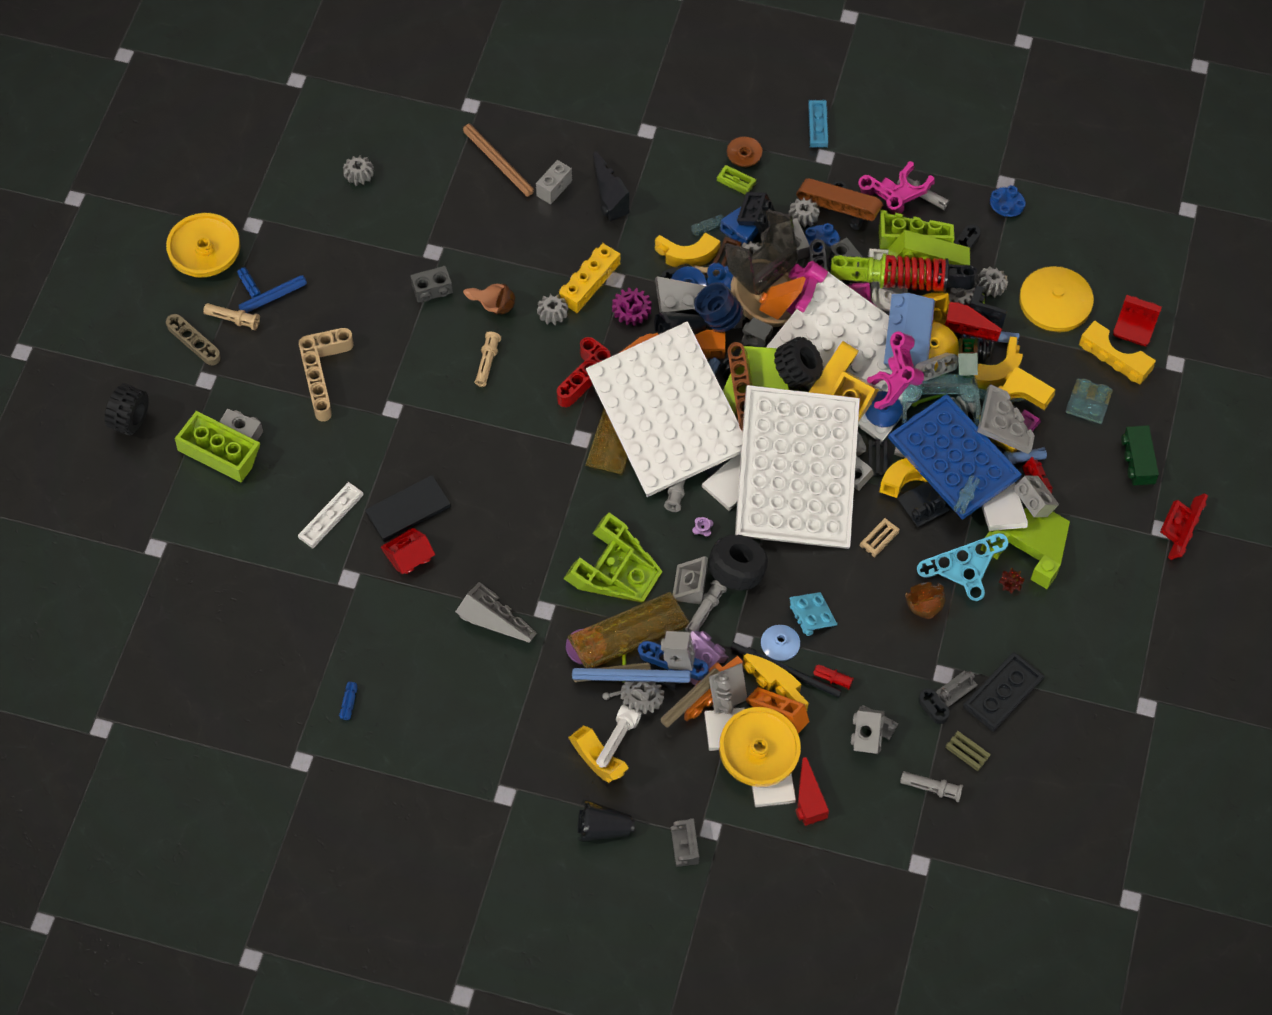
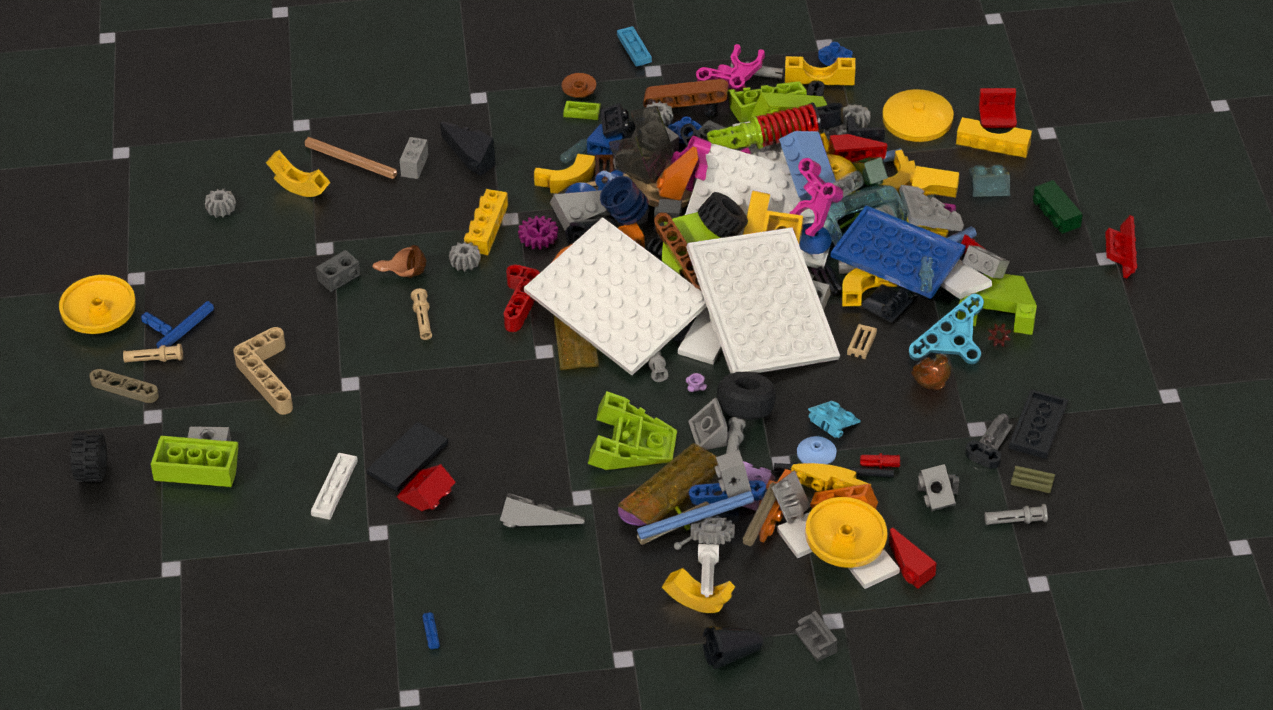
camera: 20 degrees left, 15 degrees down
(436, 169) = (294, 180): none -> yellow arch
(962, 210) = (839, 73): none -> yellow arch

